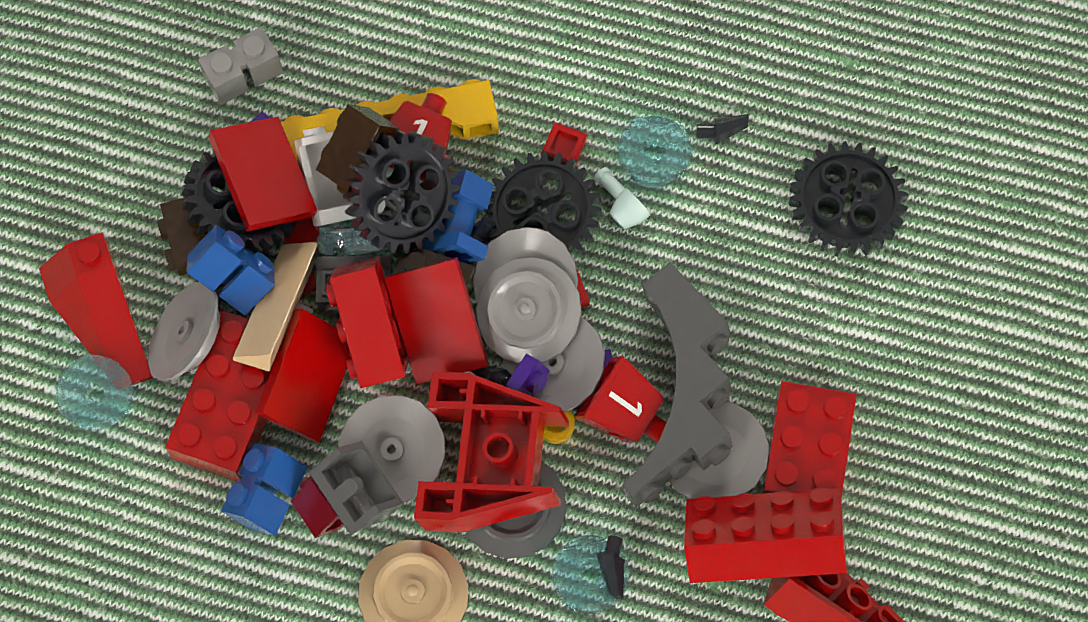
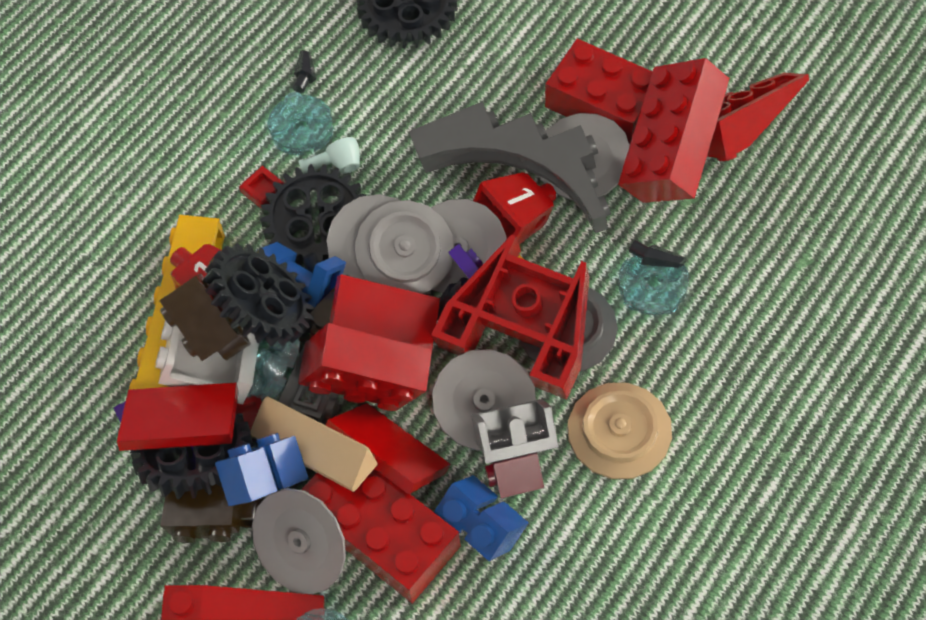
camera: 65 degrees left, 10 degrees down
(224, 66) = (54, 429): light grey piece -> none

